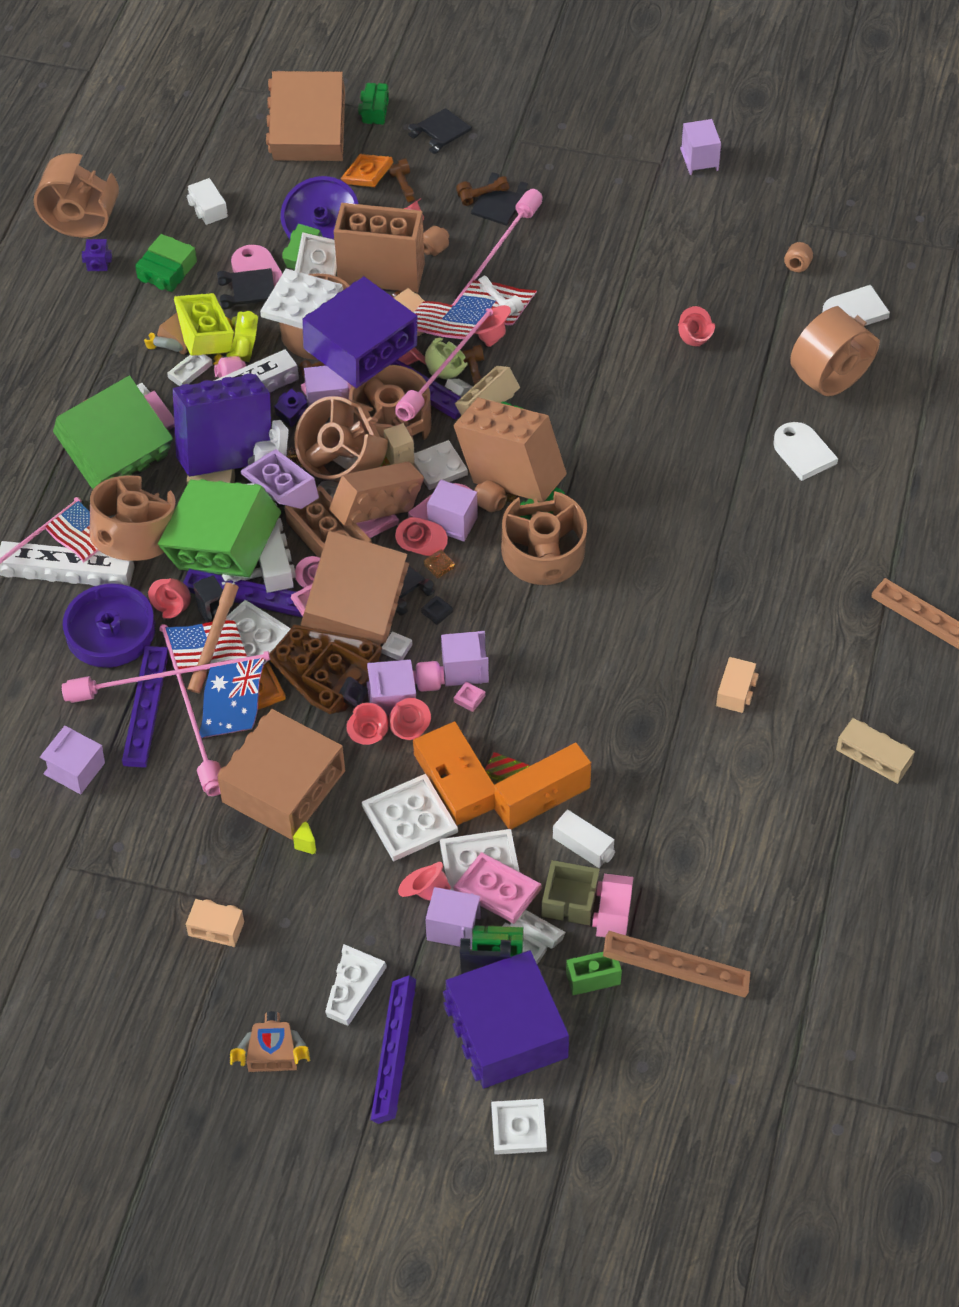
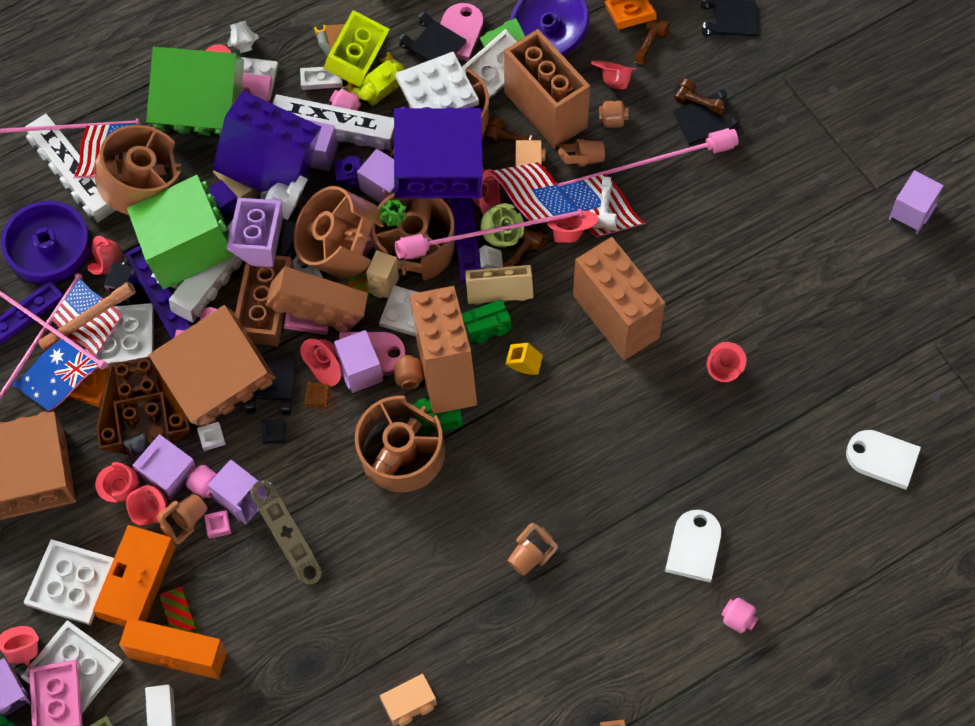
camera: 45 degrees right, 10 degrees up
(94, 382) = (242, 37): none -> white rock
(370, 394) = (392, 213): none -> bright green gear
(442, 705) = (185, 516): none -> nougat piece
(443, 277) = (585, 151): none -> nougat piece
(520, 645) = (295, 547): none -> dark tan piece
(561, 427) = (524, 358): none -> yellow brick
(586, 335) = (618, 298): none -> nougat brick
(705, 535) = (527, 555): none -> nougat piece
(798, 257) = (887, 370): nougat head -> none
(833, 351) = (799, 486): nougat animal -> none
(880, 462) = (739, 615): none -> bright pink head

